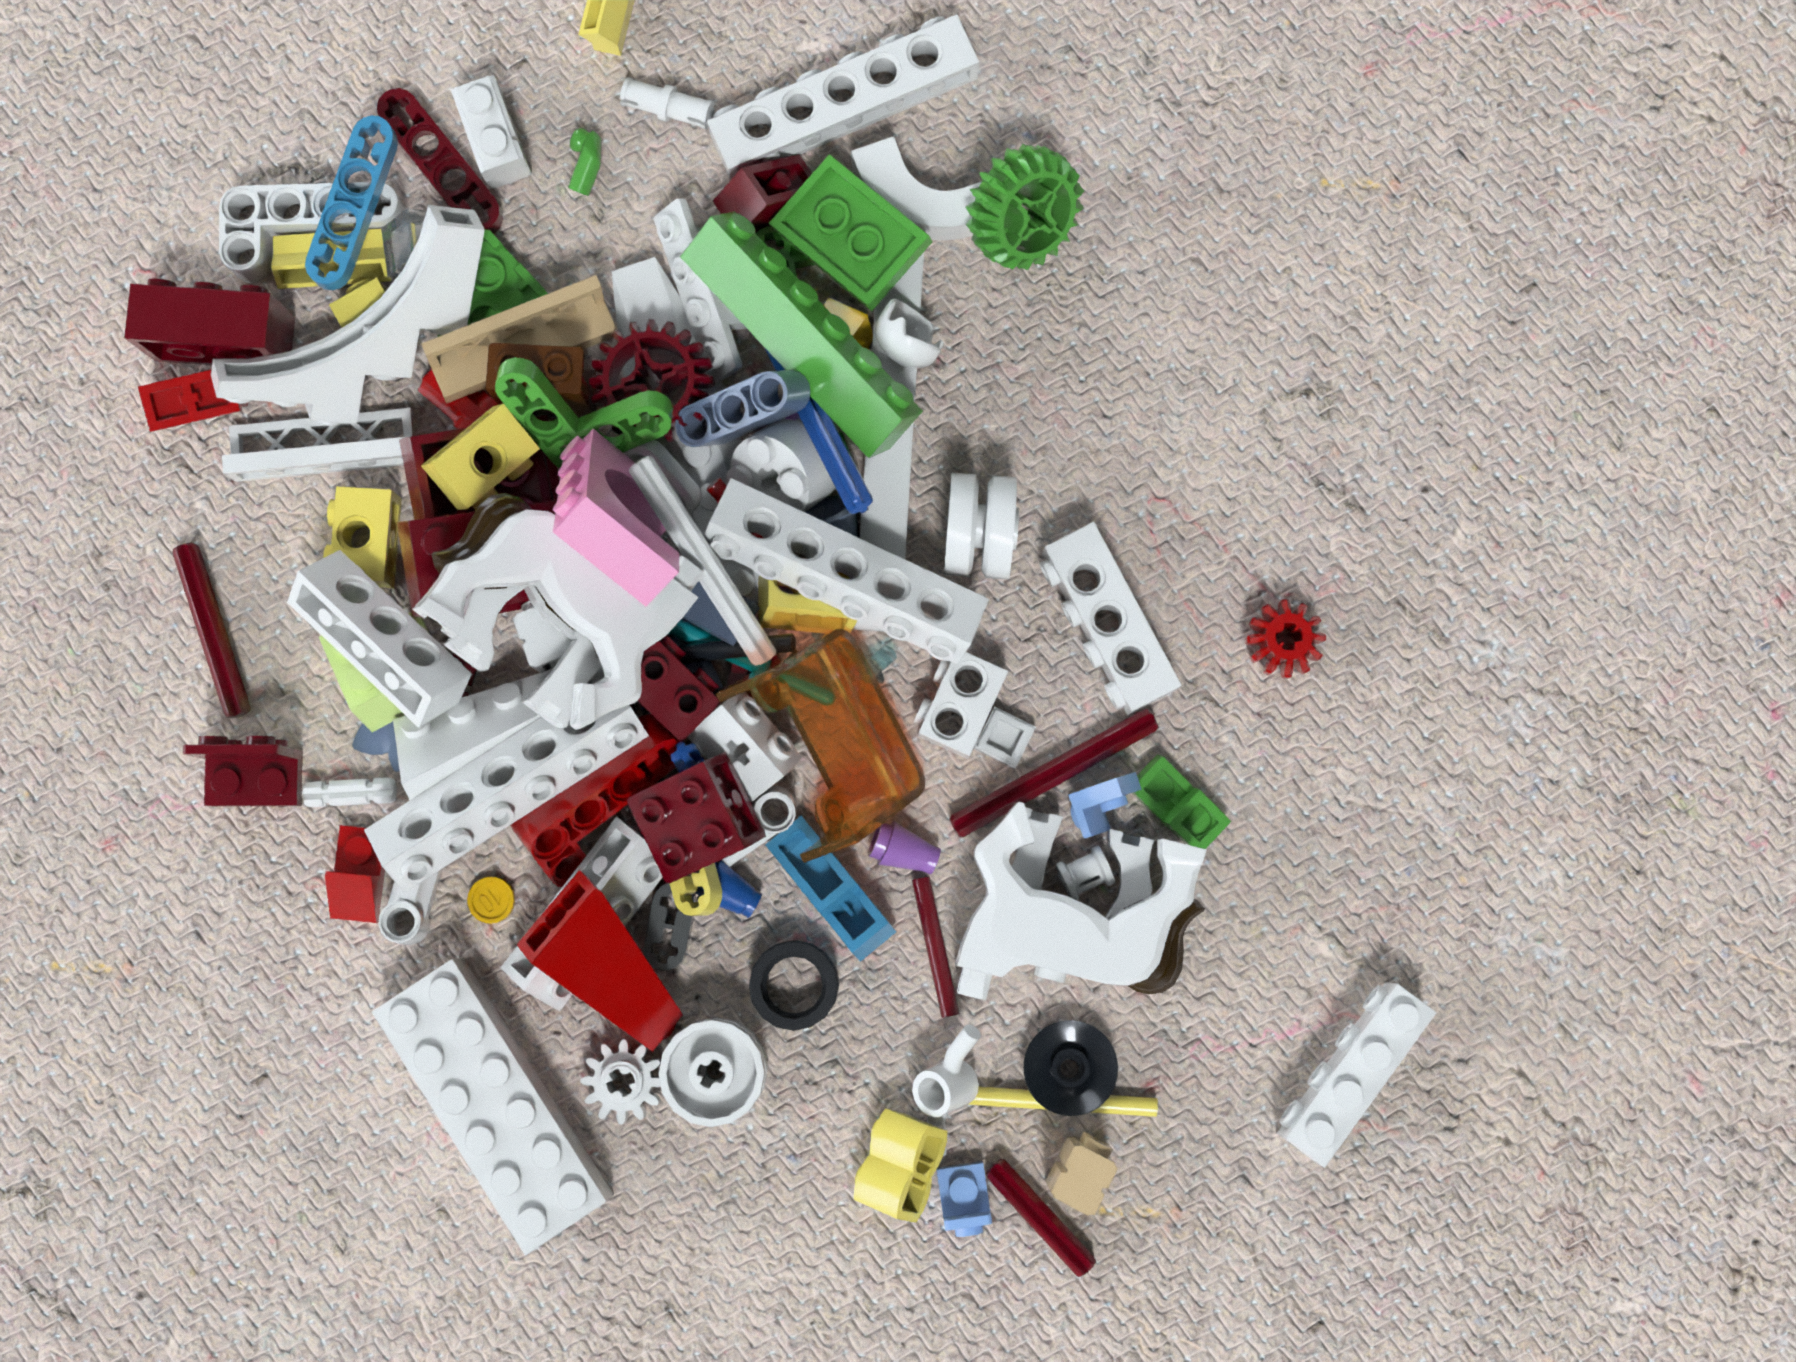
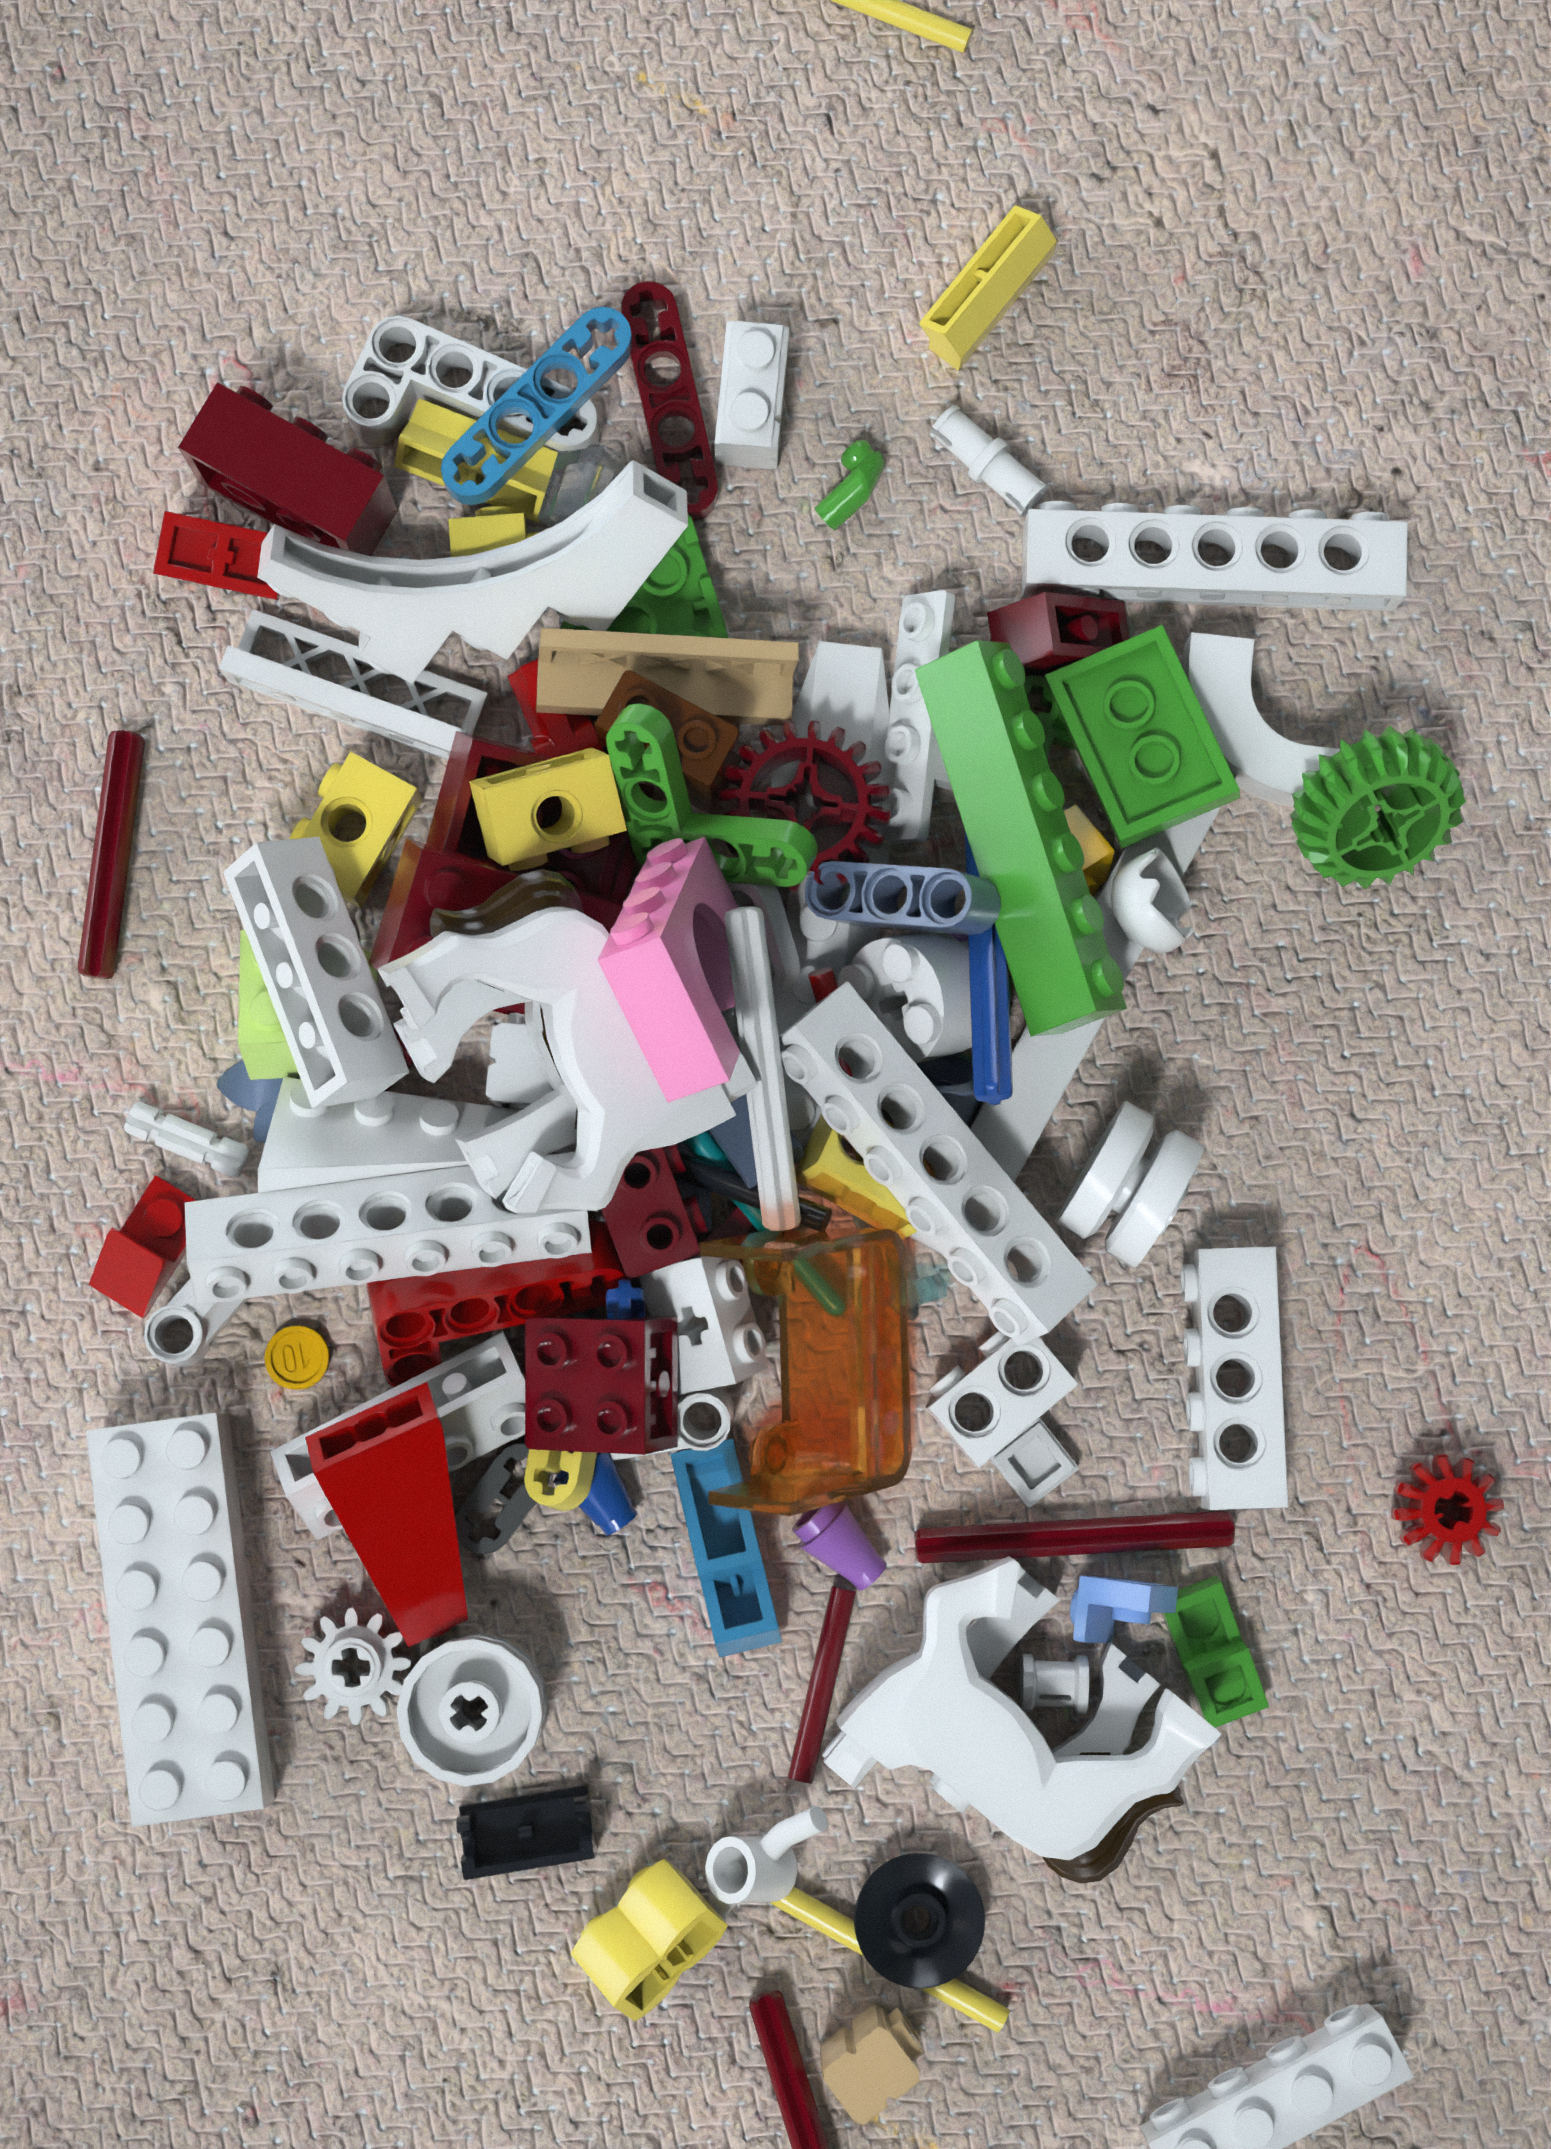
camera: 20 degrees right, 0 degrees up
(251, 773) = (73, 1061): dark red bracket -> none
(764, 1004) = (610, 1695): black tyre -> none
(787, 1134) = (526, 1832): none -> black hinge
(964, 1198) = (708, 2019): light blue bracket -> none

